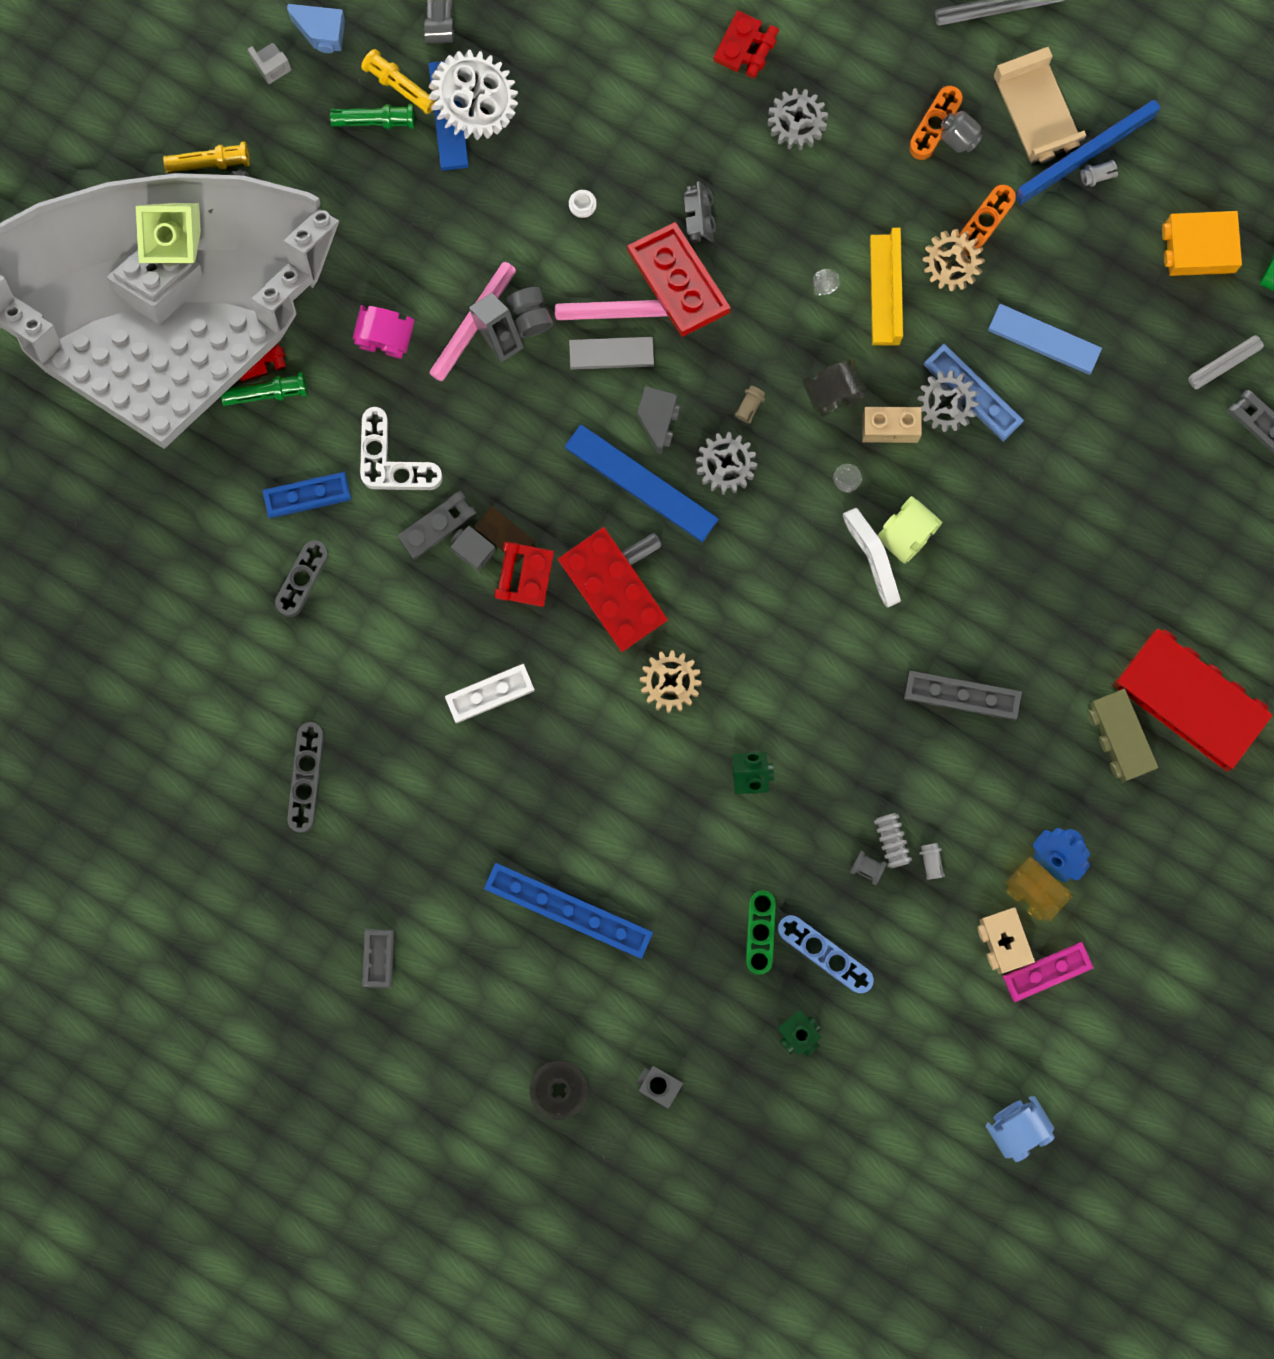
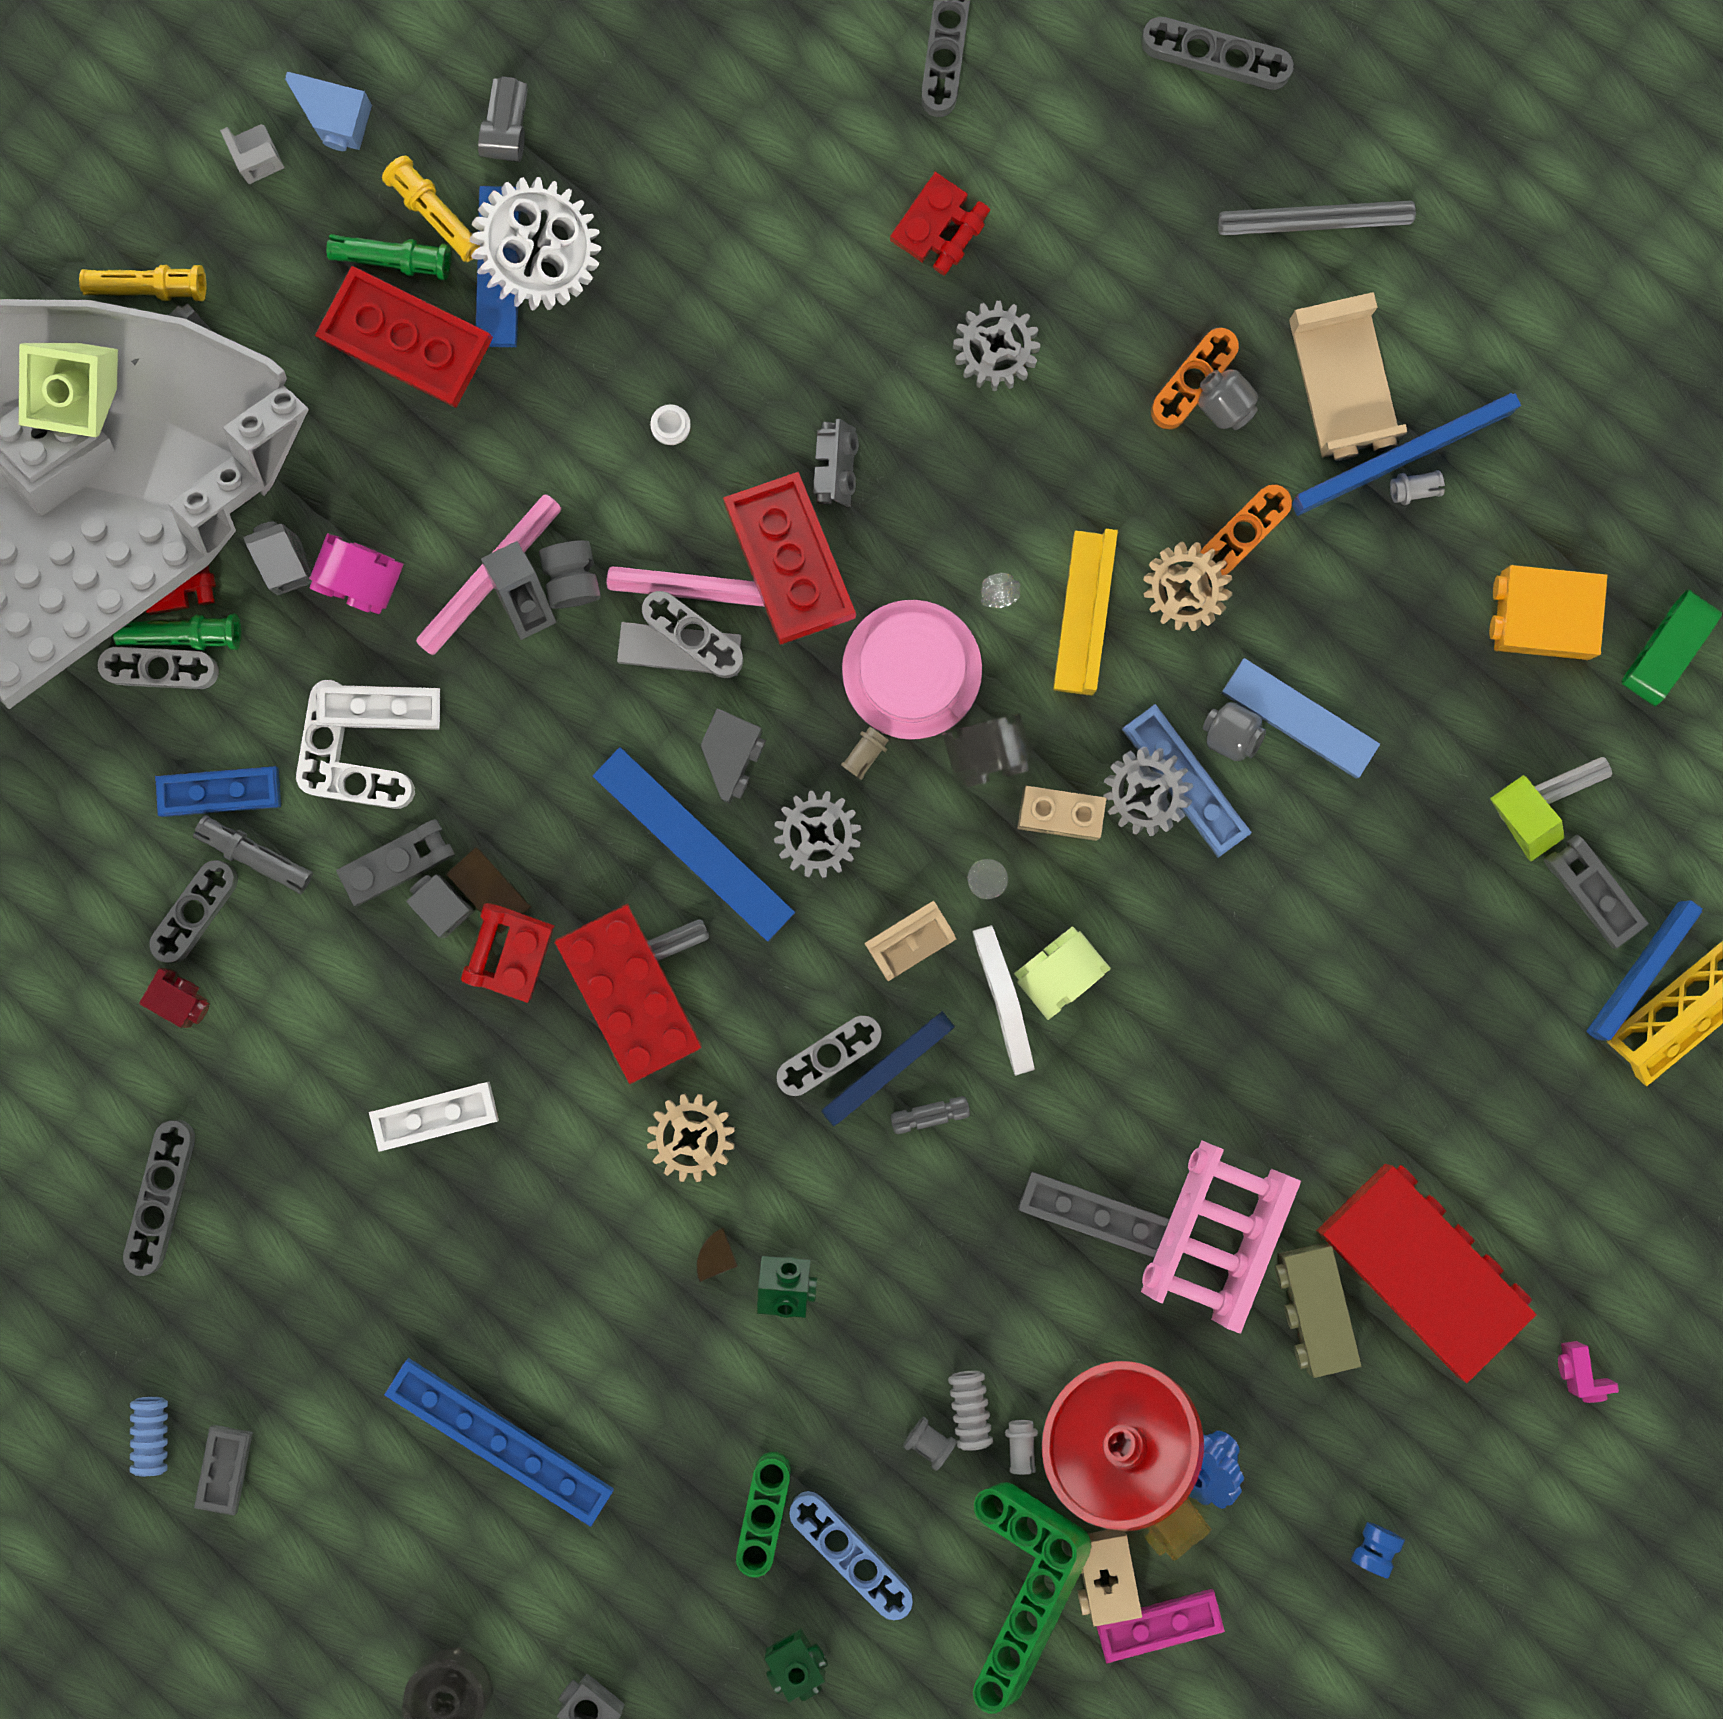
camera: 10 degrees right, 5 degrees up
(234, 427) = (128, 677): none -> light grey beam
(298, 639) = (175, 1000): none -> dark red brick
(322, 942) = (148, 1436): none -> medium blue piece
(326, 529) = (239, 847): none -> dark grey pin
(329, 328) = (279, 557): none -> slope
(391, 169) = (404, 336): none -> red plate
(410, 420) = (378, 707): none -> white tile
(641, 343) = (662, 624): none -> light grey beam
(699, 762) = (715, 1256): none -> dark brown tile
(773, 344) = (912, 669): none -> bright pink piece
(777, 605) = (808, 1080): none -> light grey beam
(799, 615) = (887, 1068): none -> dark blue beam
(801, 526) = (910, 941): none -> tan hinge
(833, 643) = (930, 1115): none -> dark grey axle
(955, 958) = (1034, 1594): none -> green beam
(1001, 353) = (1234, 731): none -> dark grey head
(1002, 845) = (1123, 1446): none -> red dish
(1073, 690) = (1244, 1267): none -> bright pink fence
(1192, 888) = (1381, 1541): none -> blue wheel
(1212, 382) = (1529, 817): none -> lime slope

